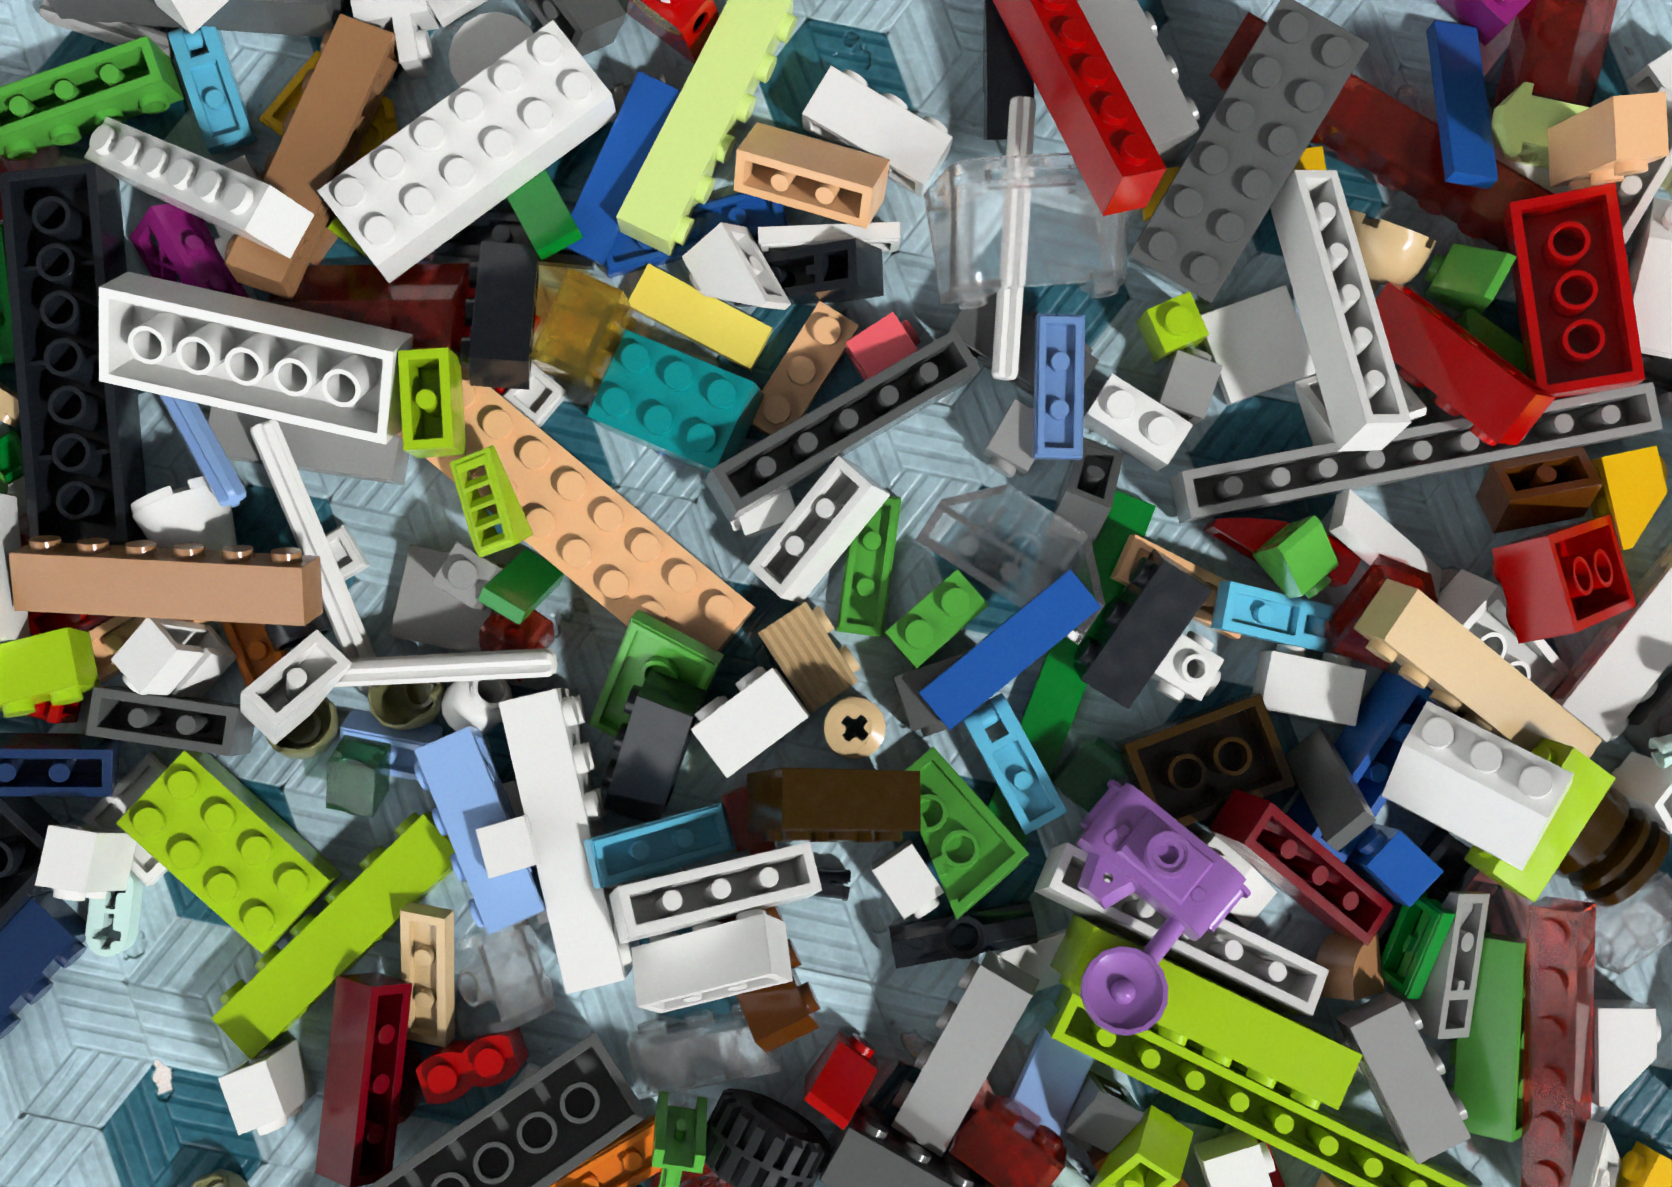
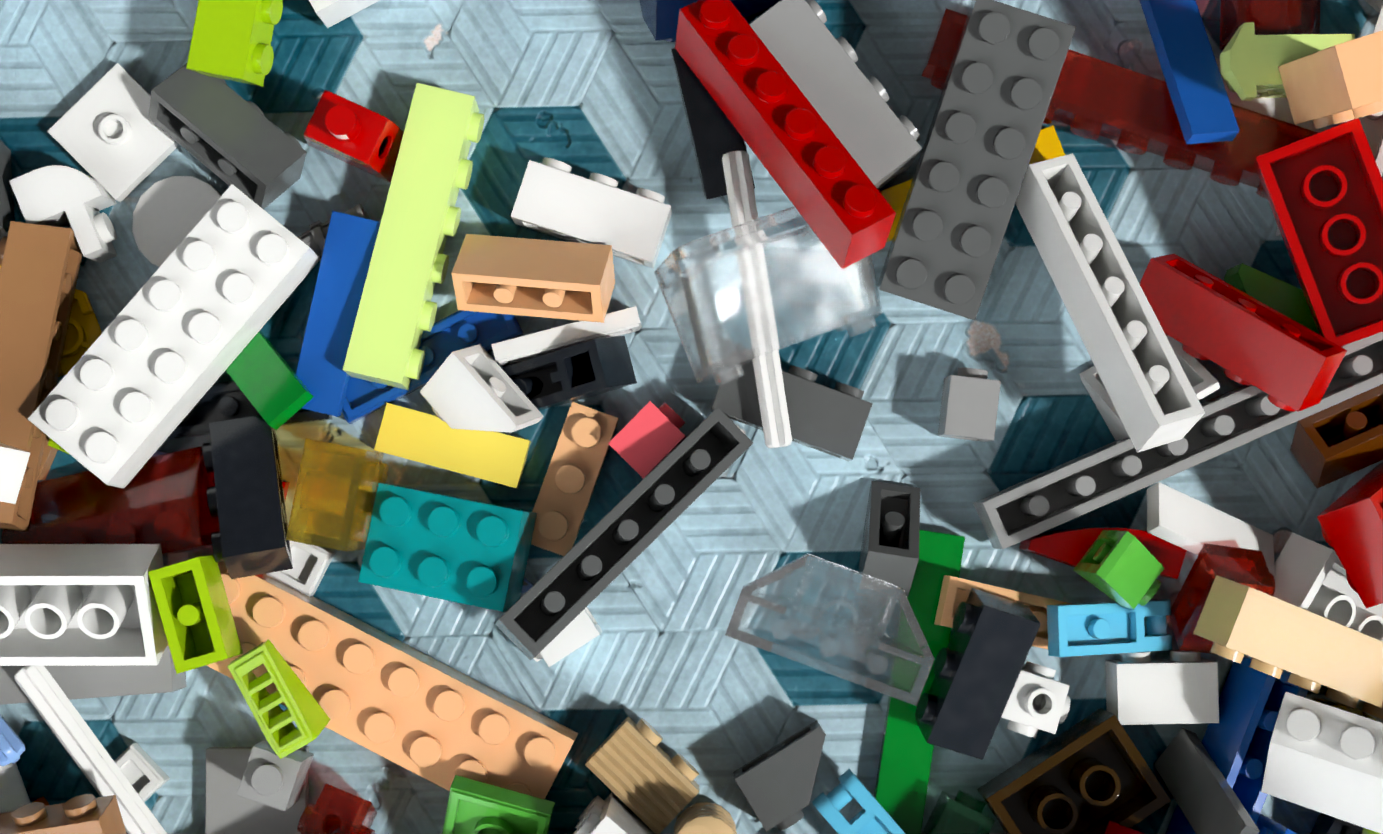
camera: 10 degrees left, 0 degrees up
(521, 586) = (329, 774): green tile -> none
(819, 530) = (624, 645): white brick -> none
(869, 573) = (683, 663): bright green tile -> none
(936, 619) = (764, 708): bright green brick -> none
(1009, 649) = (847, 727): blue tile -> none
(1012, 442) = (808, 502): light grey brick -> none
(1058, 387) = (837, 442): medium blue tile -> none
(1136, 423) = (925, 457): white brick -> none
(1172, 327) = (941, 350): lime brick -> none
(1257, 345) = (1030, 346): white tile -> none
(1390, 250) = (1142, 222): tan cylinder -> none
(1467, 277) = (1230, 233): bright green slope -> none

